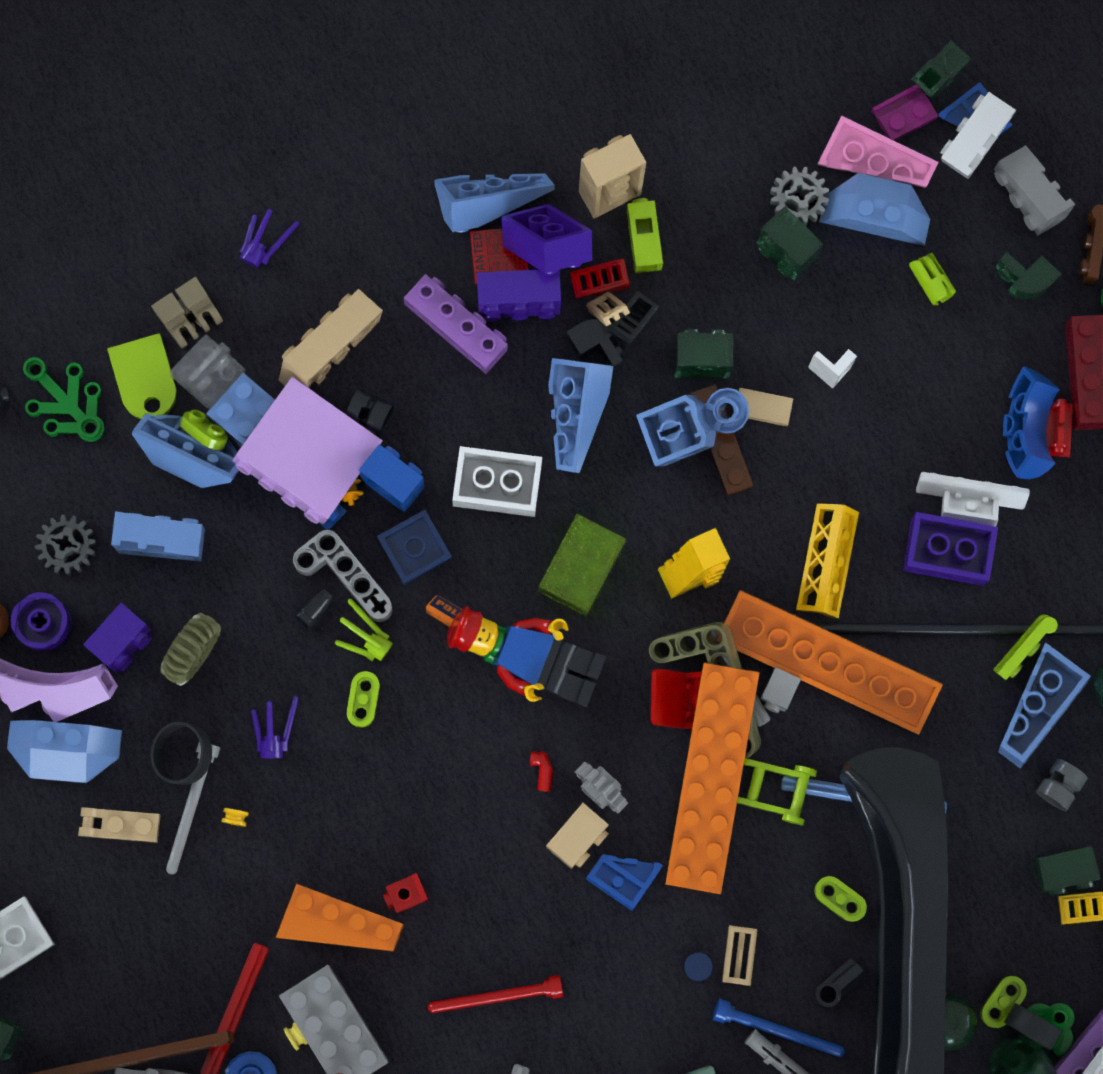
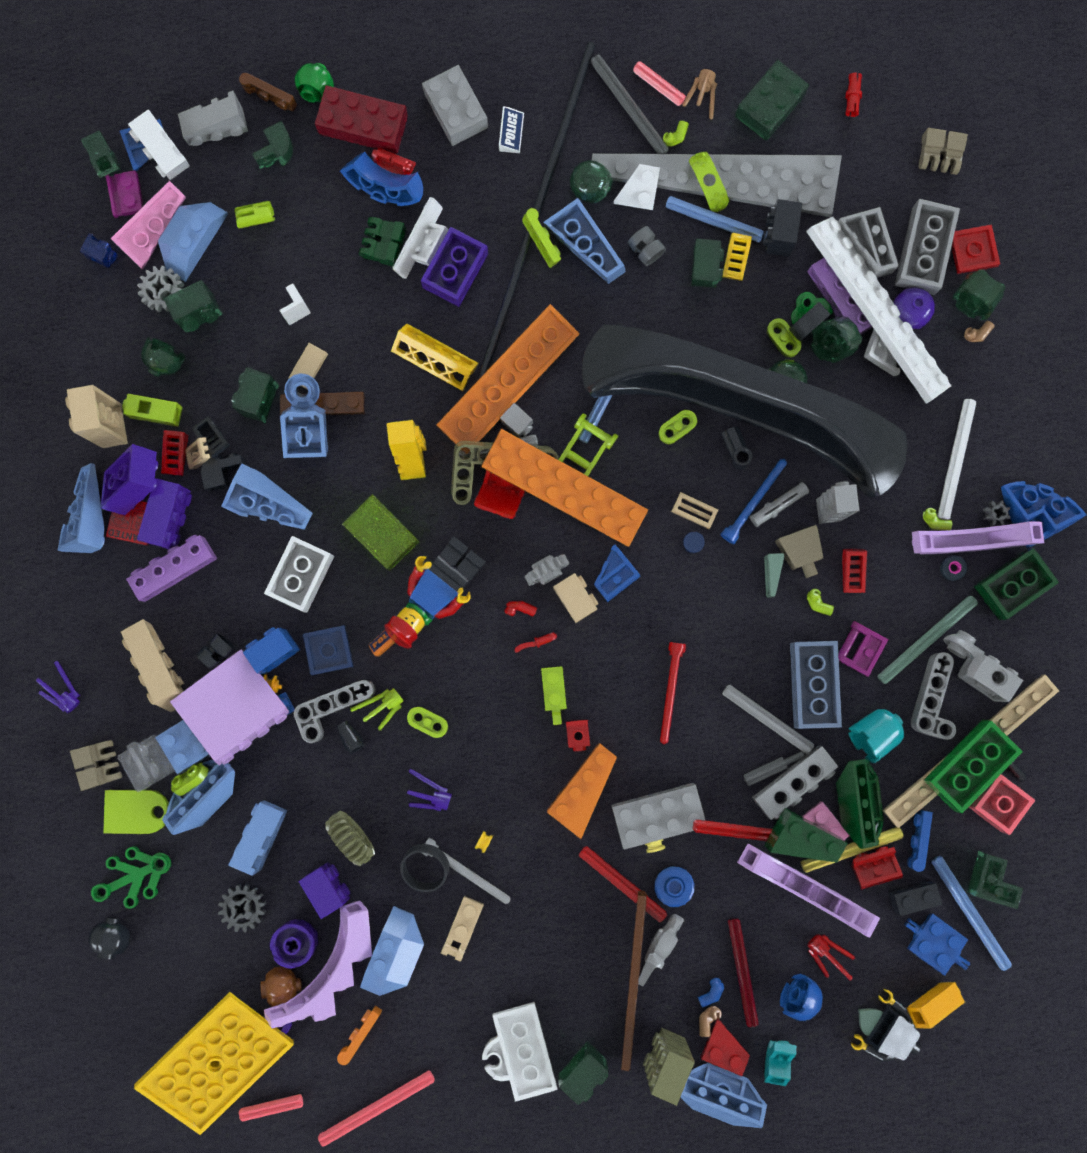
camera: 65 degrees left, 5 degrees up
(449, 847) = (554, 692): none -> lime plate
(507, 807) = (538, 642): none -> red piece
(712, 225) = (161, 357): none -> clear green cylinder
(821, 106) = (98, 251): none -> clear blue brick
(963, 457) = (391, 238): none -> dark green legs

